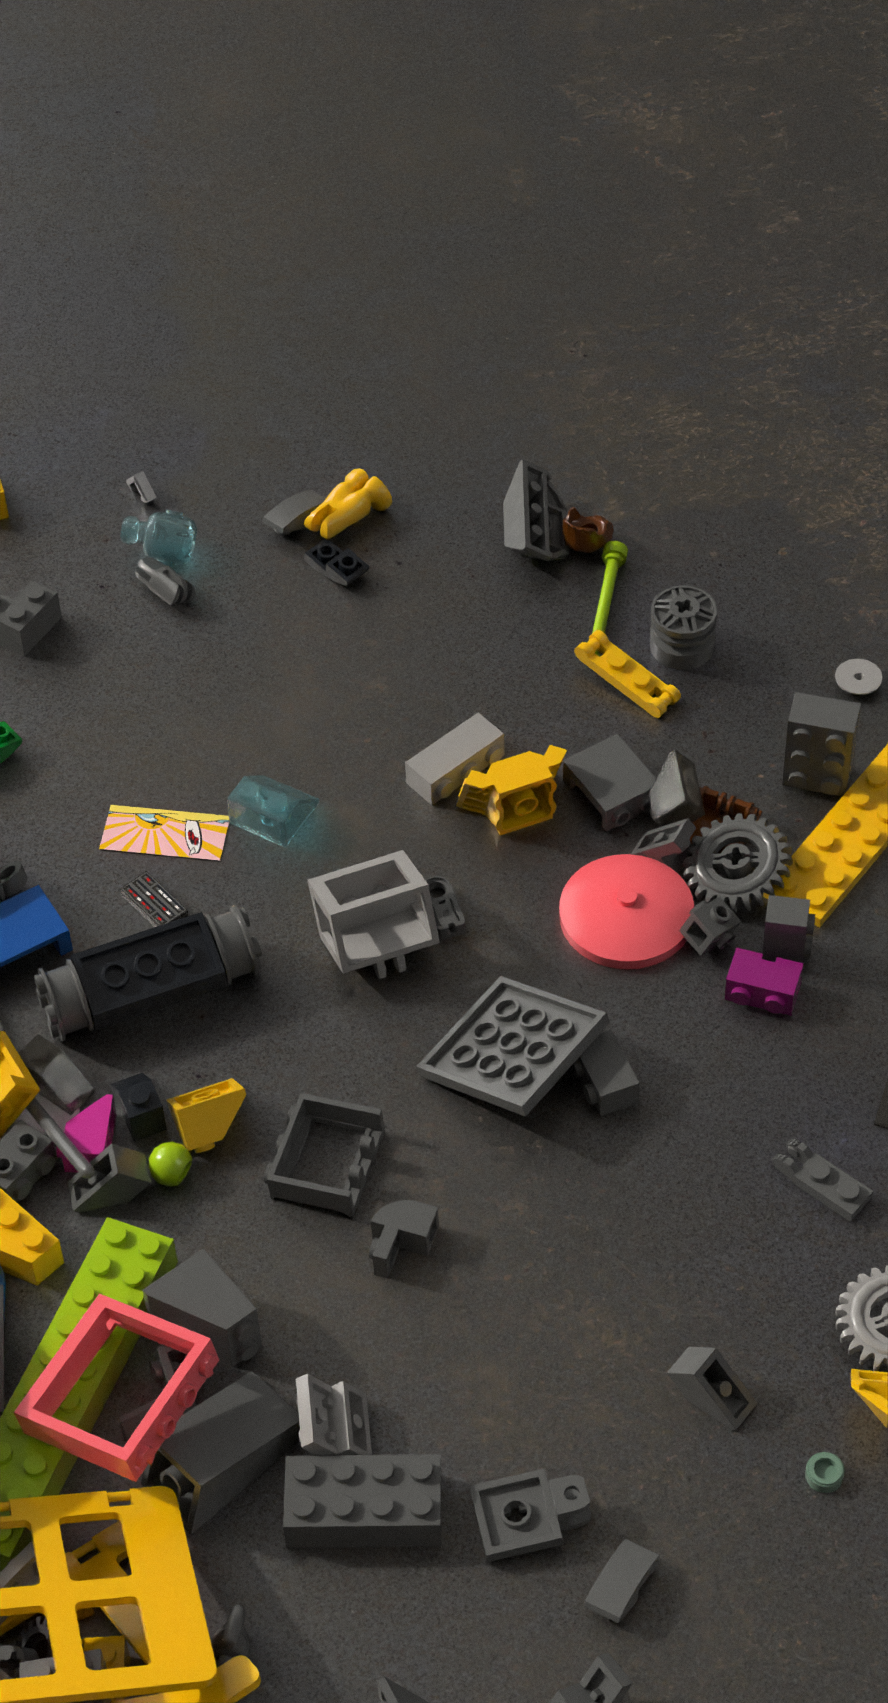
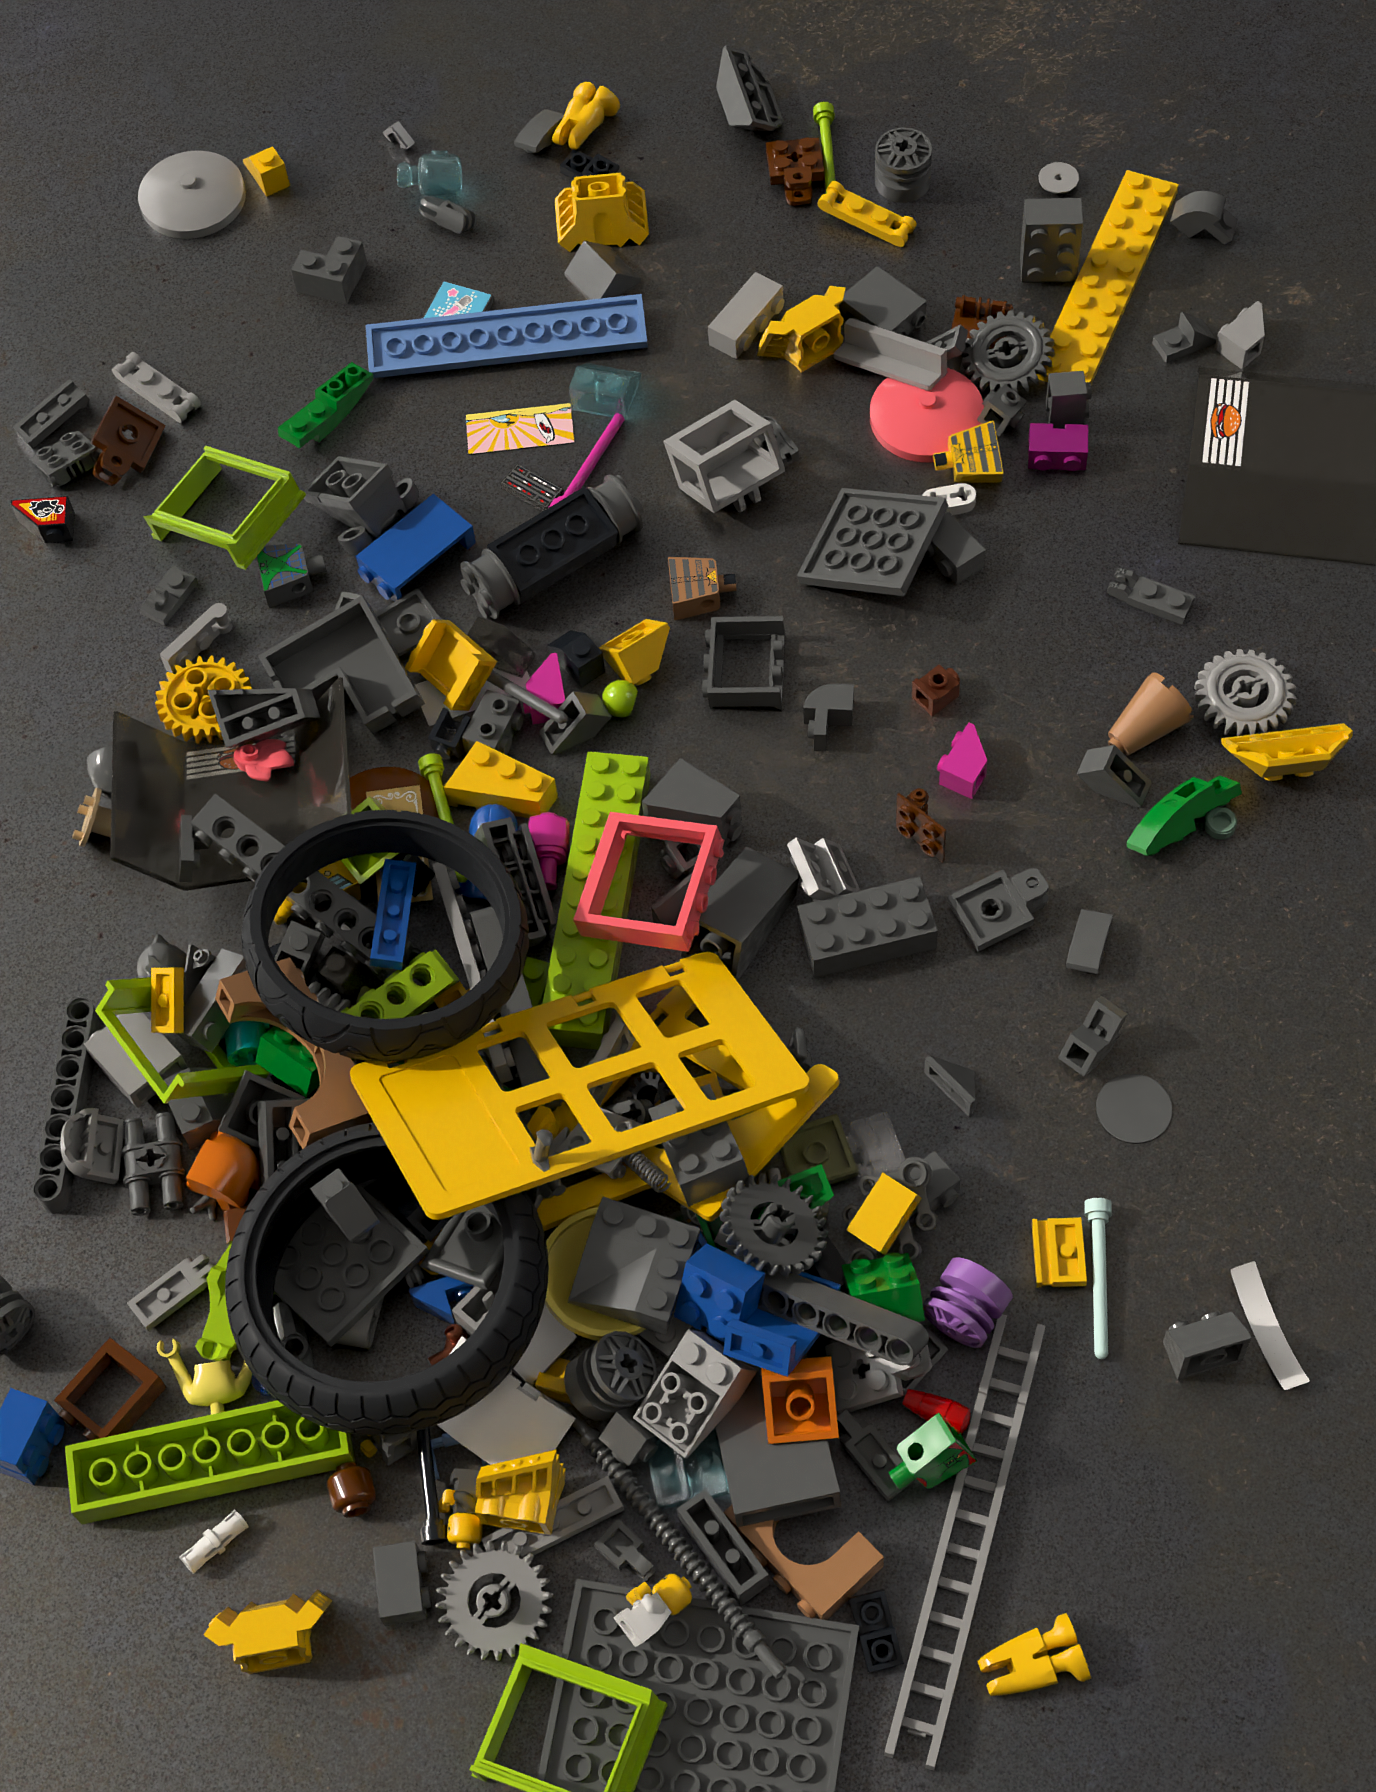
camera: 10 degrees left, 10 degrees up
(30, 1312) = (551, 842): none -> dark pink piece
(140, 688) = (458, 299): none -> medium azure tile
(183, 727) = (506, 336): none -> medium blue plate
(238, 878) = (593, 457): none -> dark pink piece
(298, 1053) = (697, 586): none -> medium nougat torso
(310, 679) = (600, 272): none -> slope
(332, 613) = (601, 211): none -> yellow slope
(459, 1387) = (914, 823): none -> reddish brown hinge
(535, 1234) = (936, 689): none -> copper brick
(539, 1332) = (965, 765): none -> dark pink slope
(564, 615) = (795, 175): none -> reddish brown plate
(586, 533) = (795, 100): reddish brown hair -> none
(604, 837) = (892, 355): none -> light grey panel
(621, 1015) = (951, 493): none -> white beam
(660, 970) = (972, 455): none -> yellow torso
(676, 792) = (941, 305): clear smoke slope -> none
(767, 1449) = (1175, 813): none -> green slope
(771, 1323) = (1149, 715): none -> medium nougat cone

